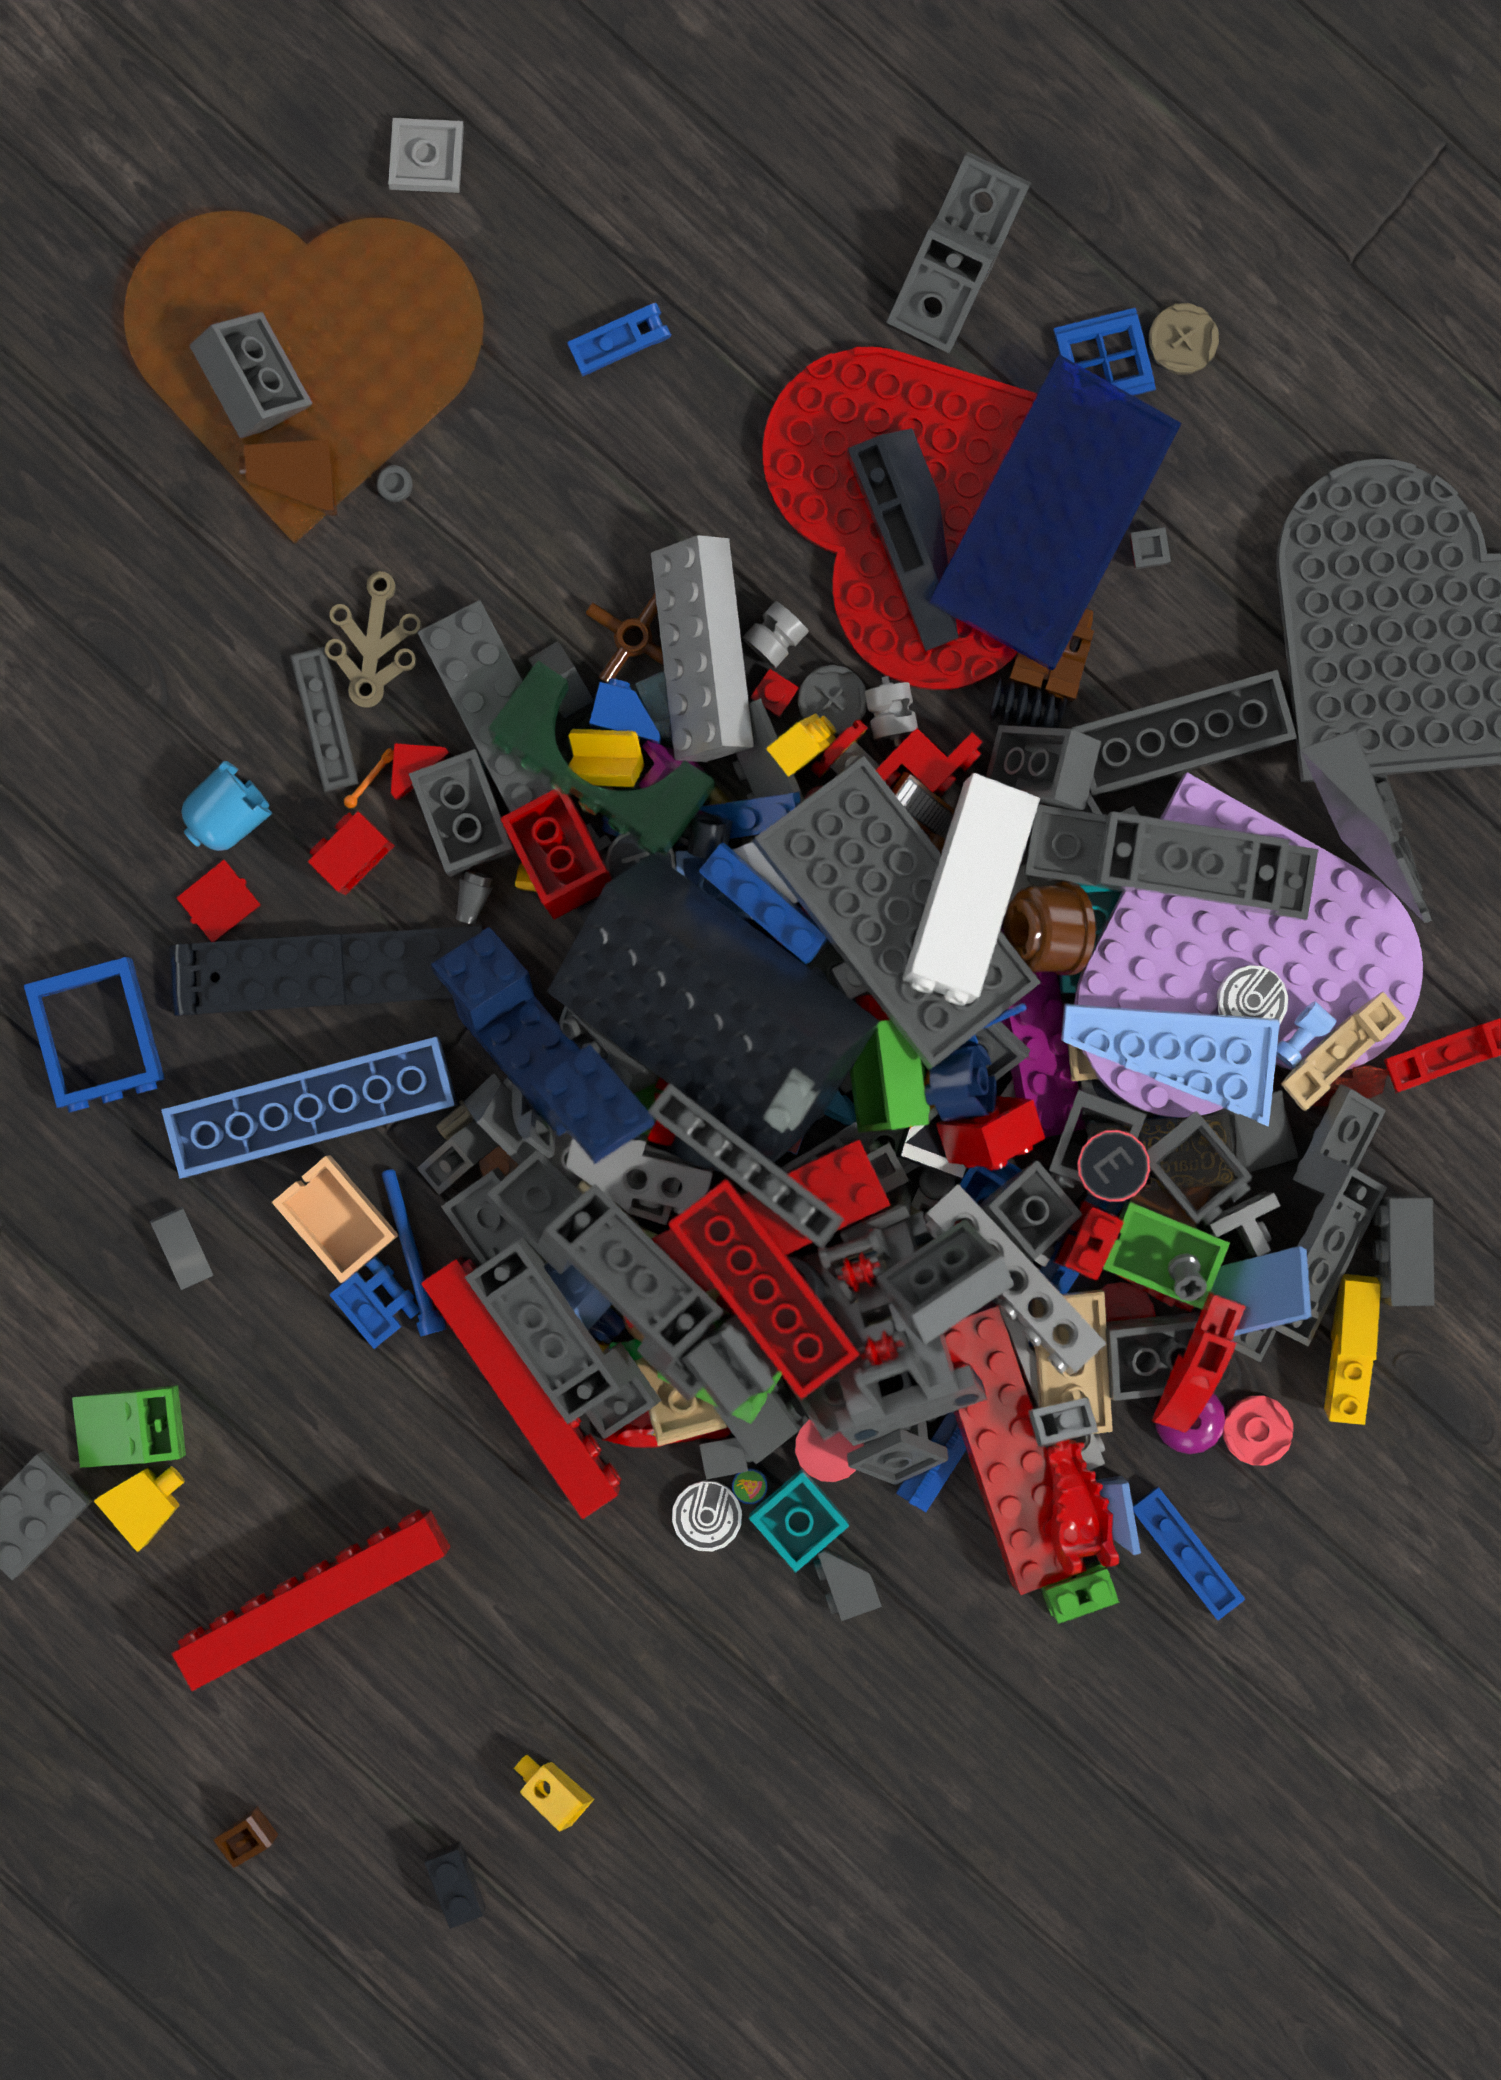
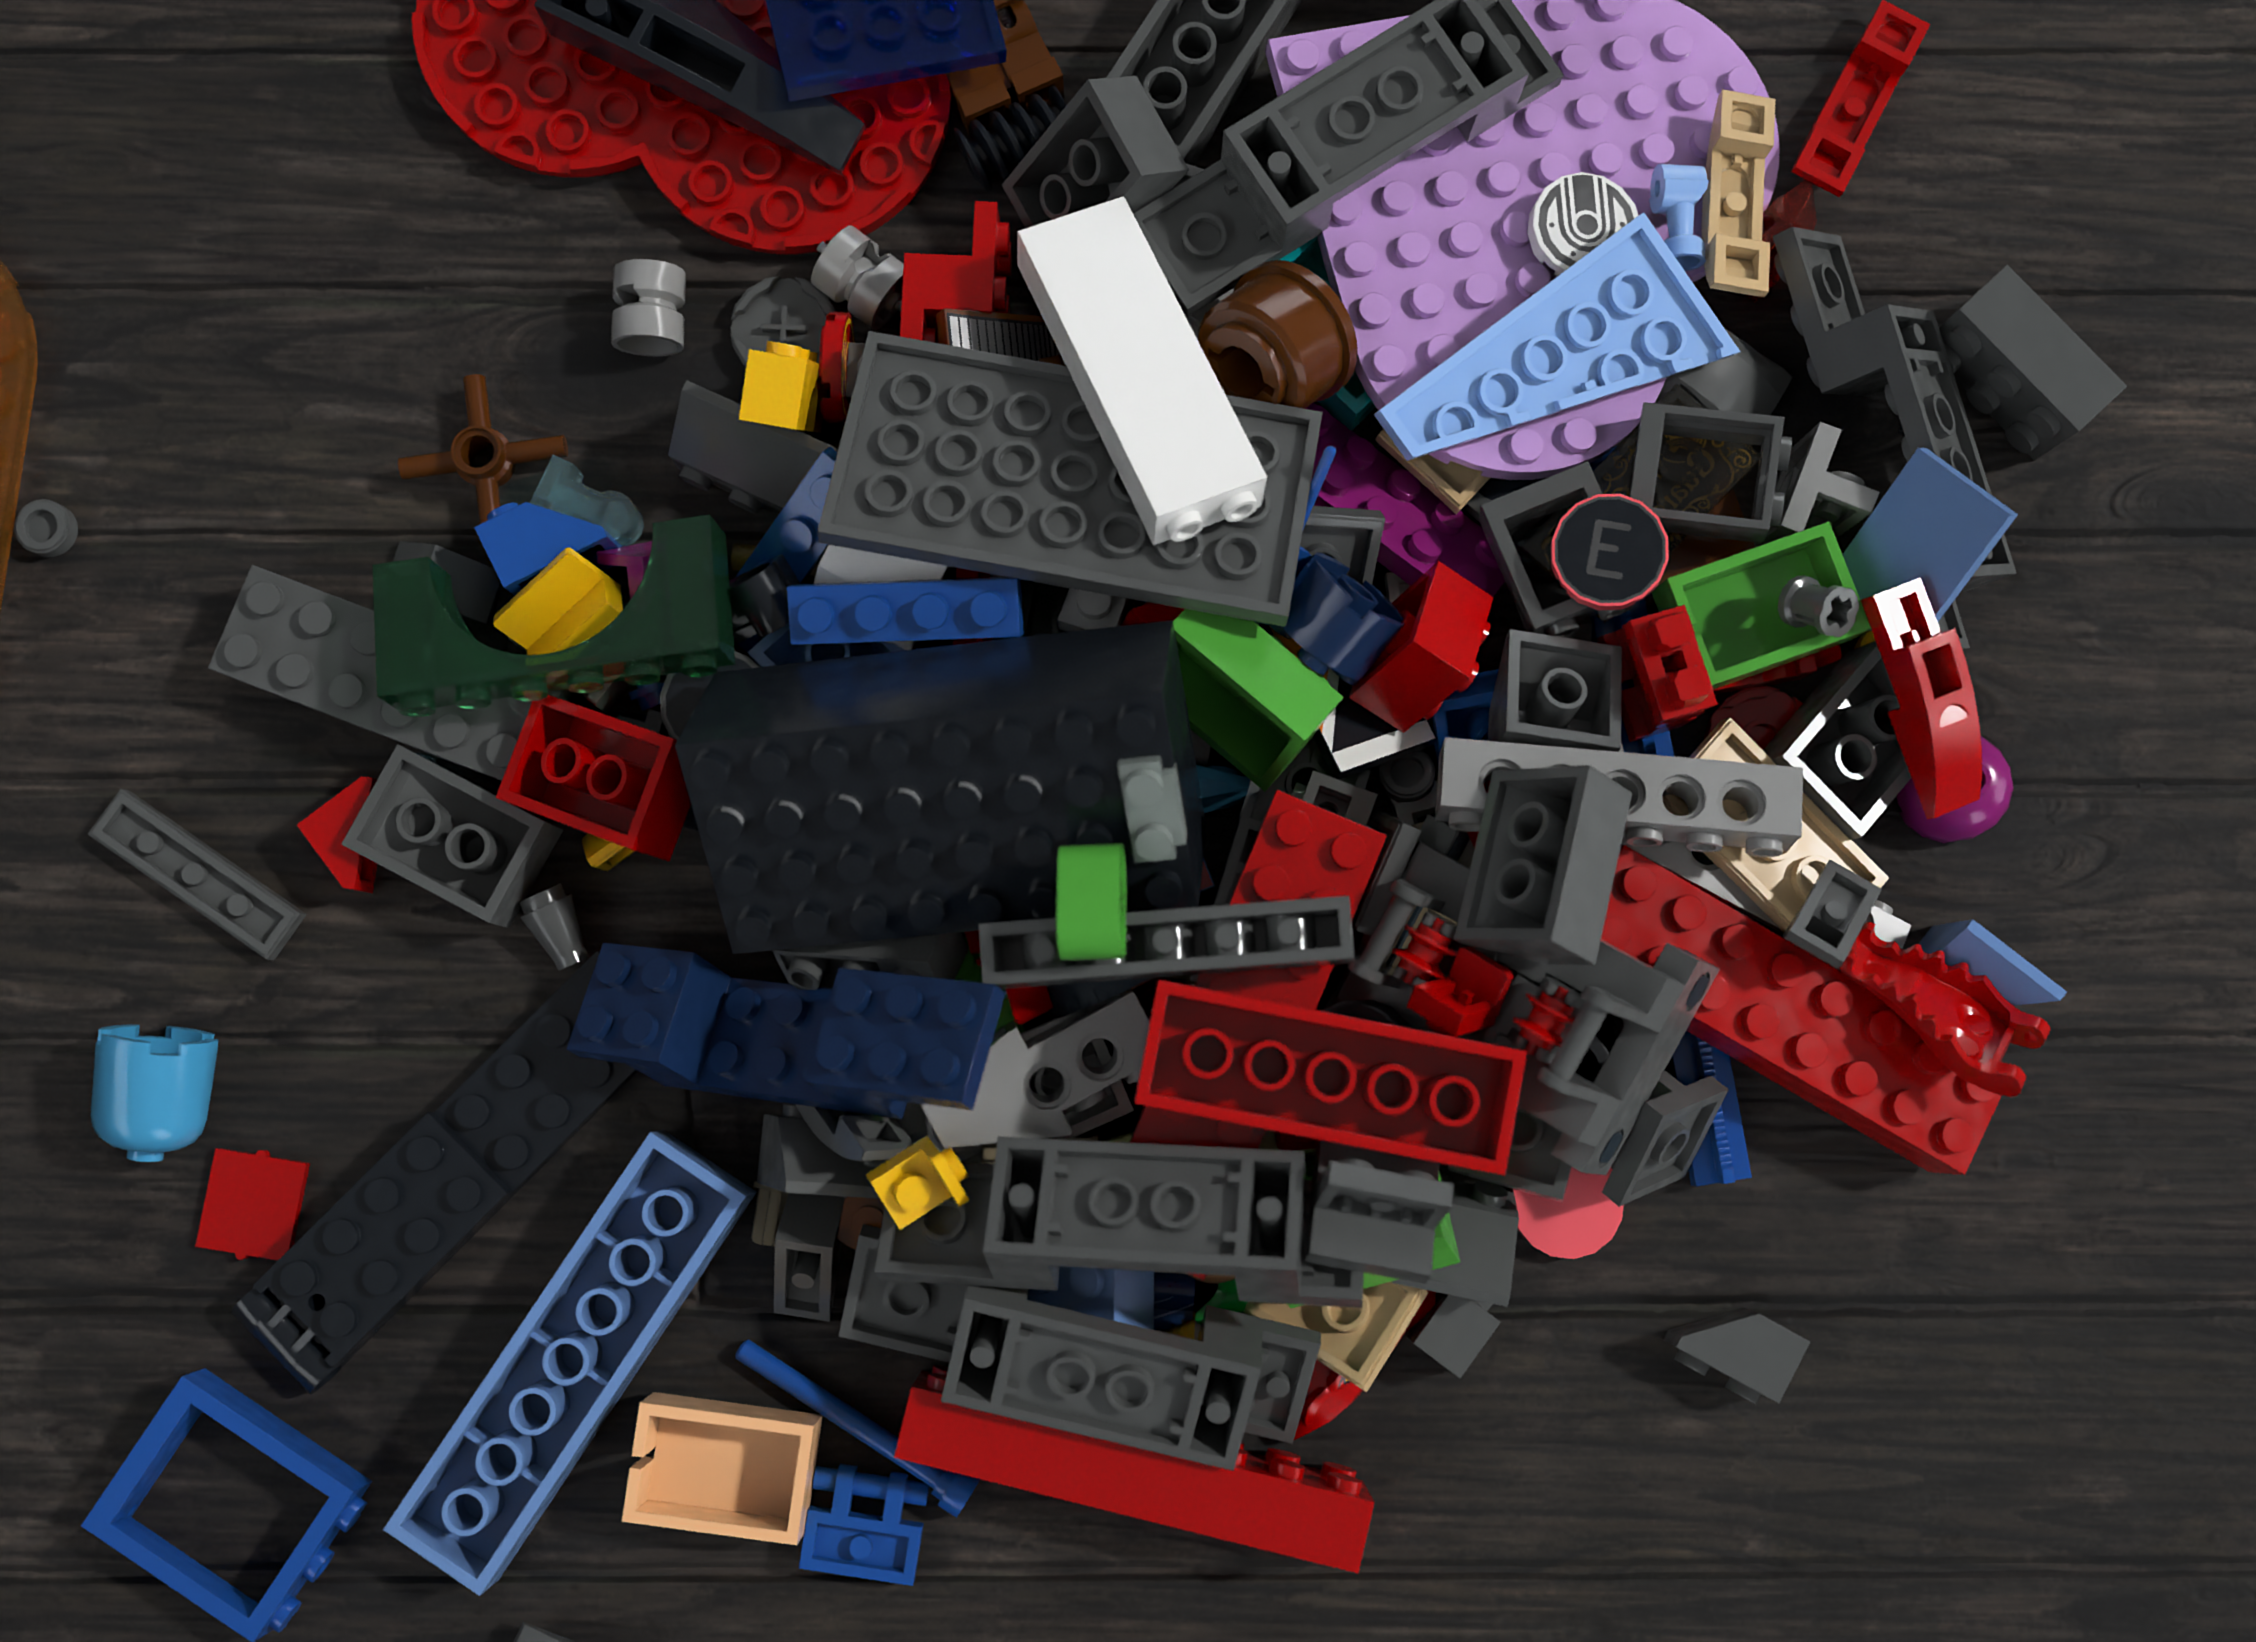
camera: 45 degrees left, 5 degrees down
(350, 801) = (311, 942): orange hinge -> none
(350, 852) = (353, 1002): red brick -> none
(372, 645) = (179, 736): dark tan plant -> none
(541, 1171) = (918, 1181): none -> yellow bracket
(618, 339) = (170, 138): blue plate -> none
(702, 649) = (568, 387): light grey brick -> none
(707, 1516) = (1497, 1420): tile -> none
(727, 1119) = (1091, 902): none -> bright green beam
(749, 1486) = (1517, 1338): tile -> none
(775, 692) = (712, 370): red plate -> none
(798, 1520) = (1614, 1326): teal brick -> none
(857, 1309) = (1464, 999): none -> red bracket
(1080, 1595) = (2037, 1120): bright green hips -> none
(1187, 1553) = (2104, 945): blue plate -> none
(1258, 1430) = (2041, 728): coral tile -> none
(1353, 1349) = (2070, 532): yellow brick -> none

